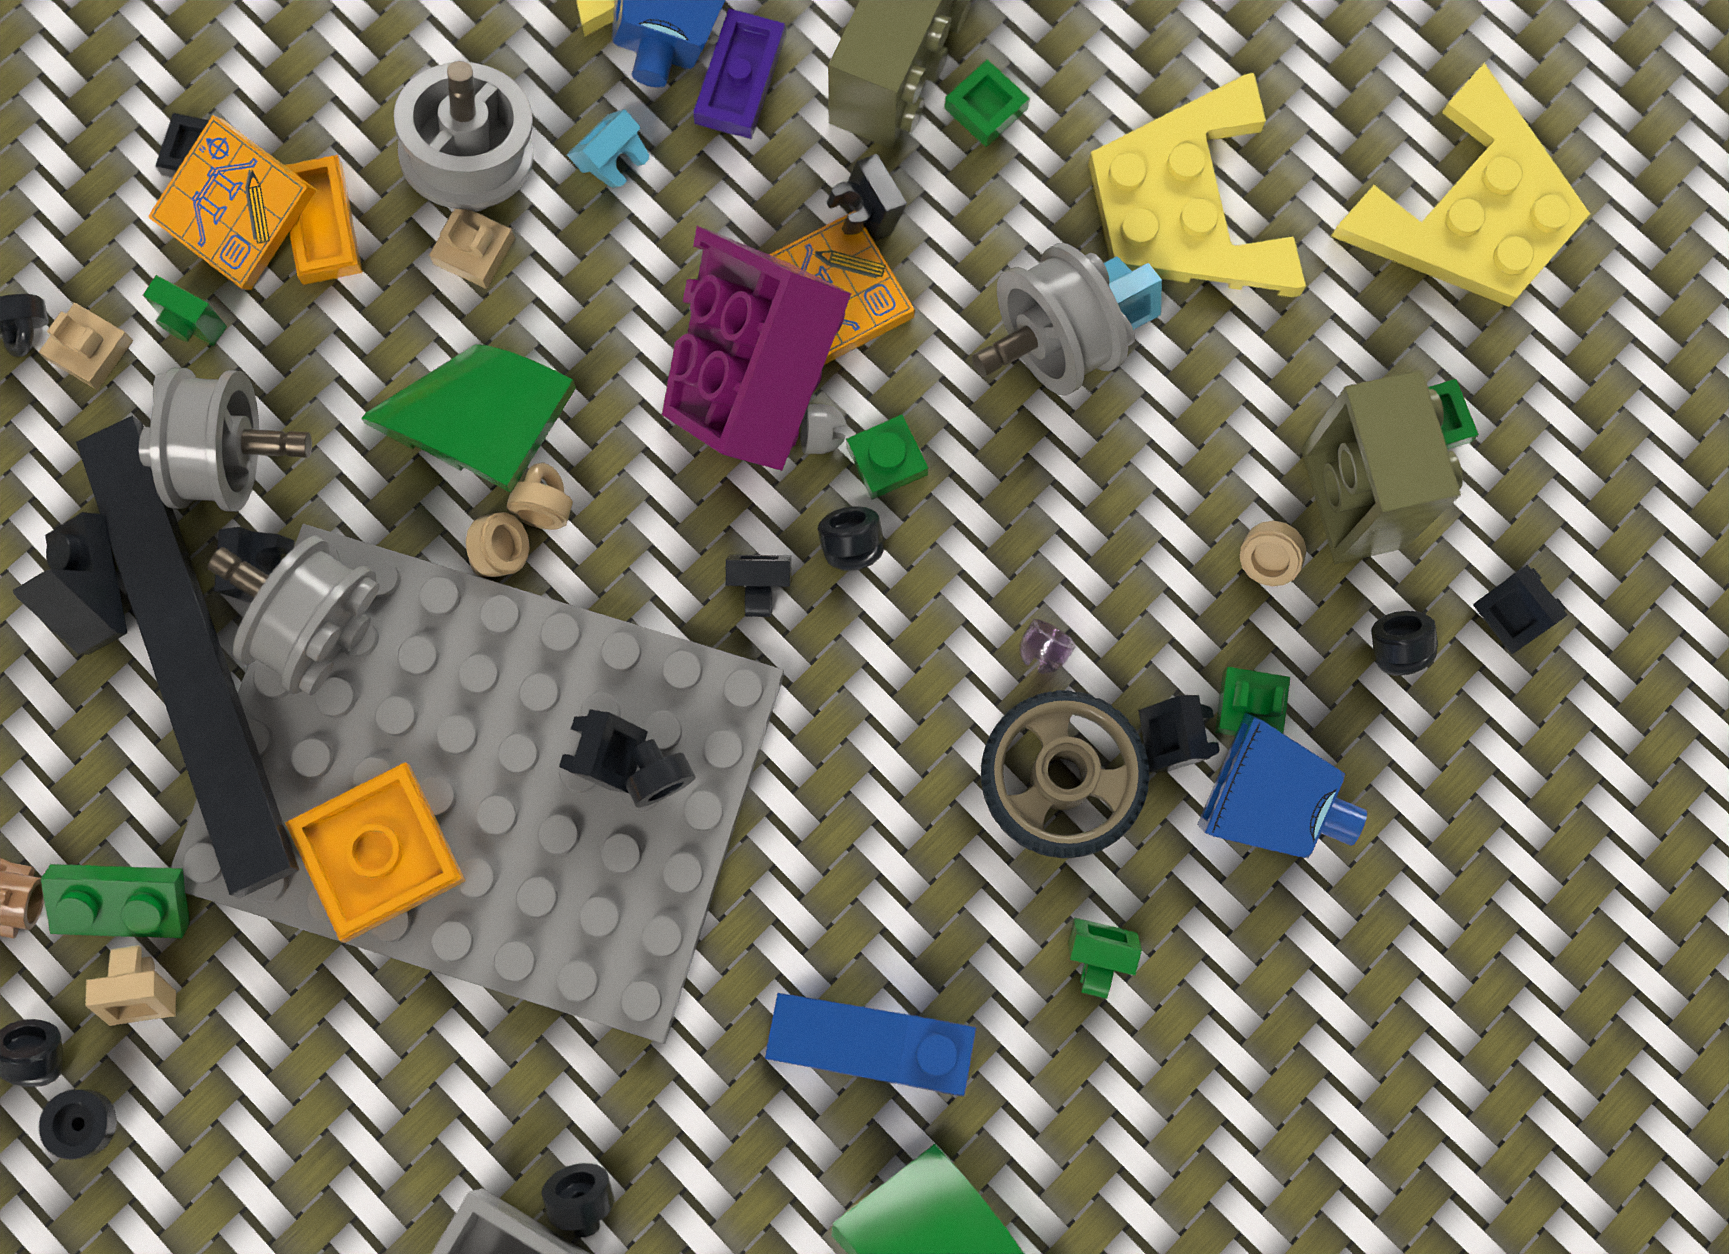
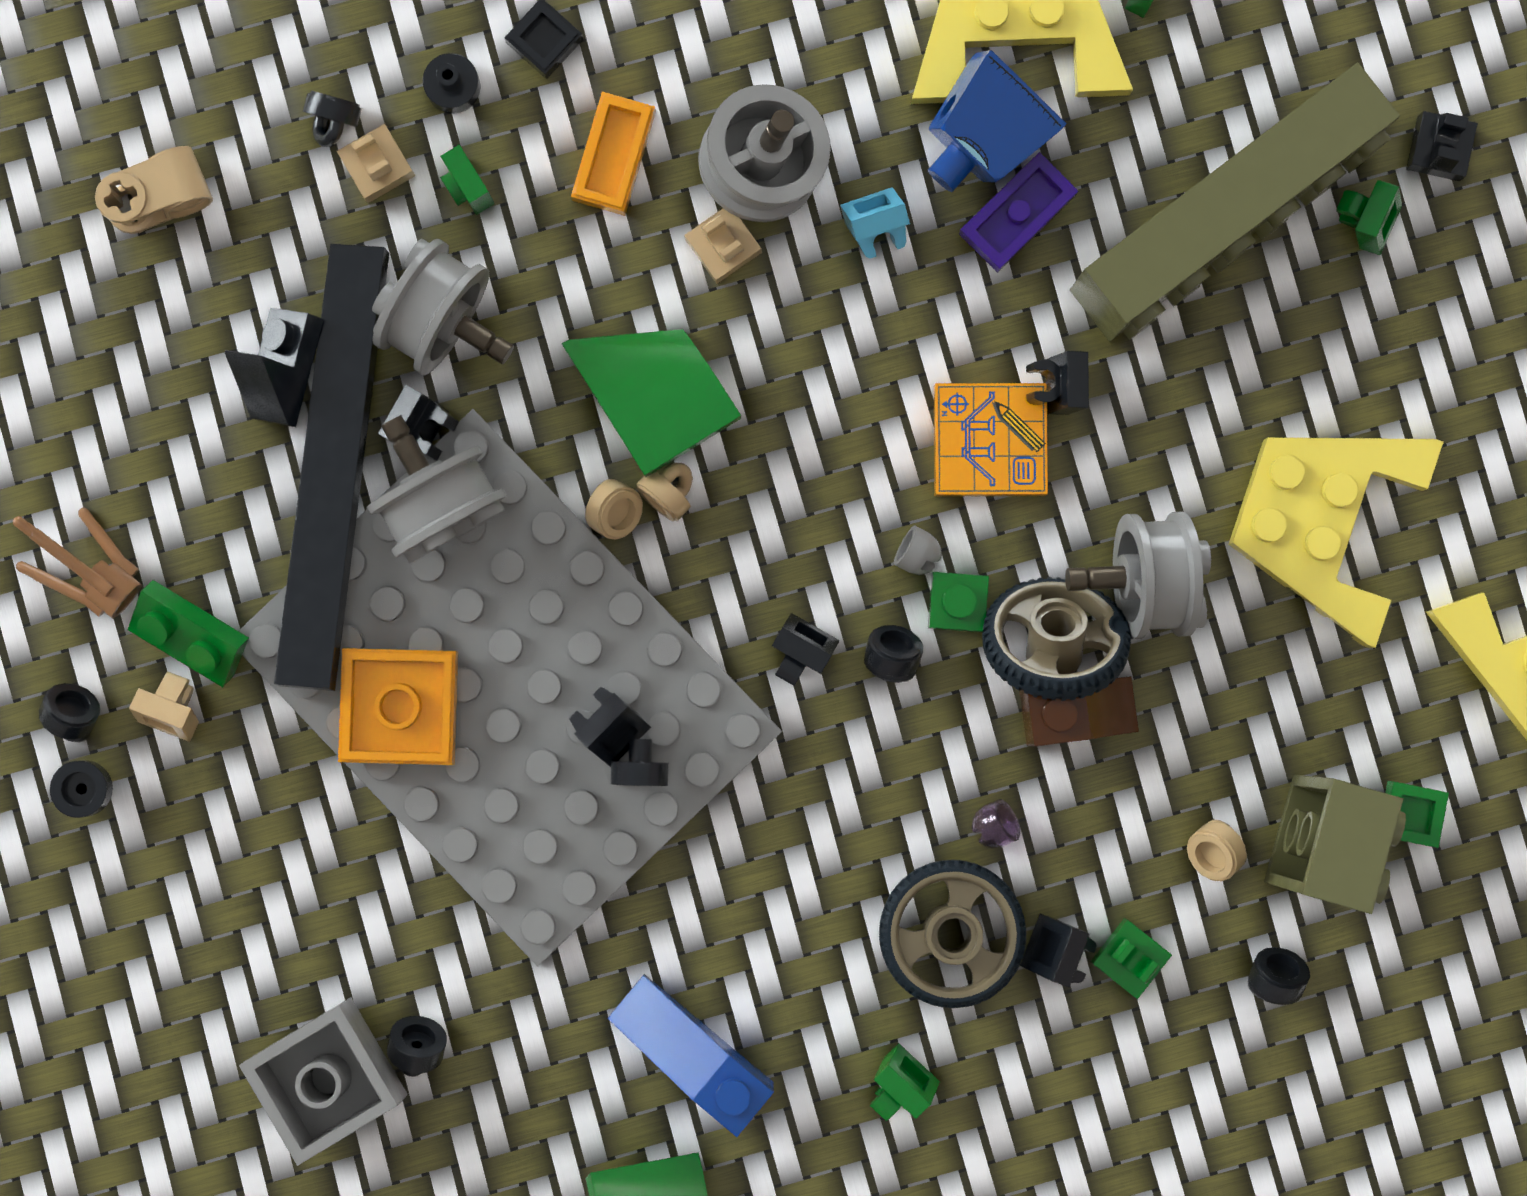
camera: 30 degrees right, 10 degrees up
(124, 235) = (453, 94): none -> black tile
(231, 203) = (549, 107): light orange tile -> none
(750, 350) = (895, 461): magenta wedge -> none
(986, 103) = (1206, 348): green plate -> none
(998, 421) = (1057, 639): none -> dark tan wheel
(1059, 494) = (1091, 717): none -> reddish brown slope
(1135, 291) = (1227, 580): medium azure tile -> none
(1278, 795) = (1105, 1042): blue torso -> none
(1520, 609) = (1386, 1003): black tile -> none

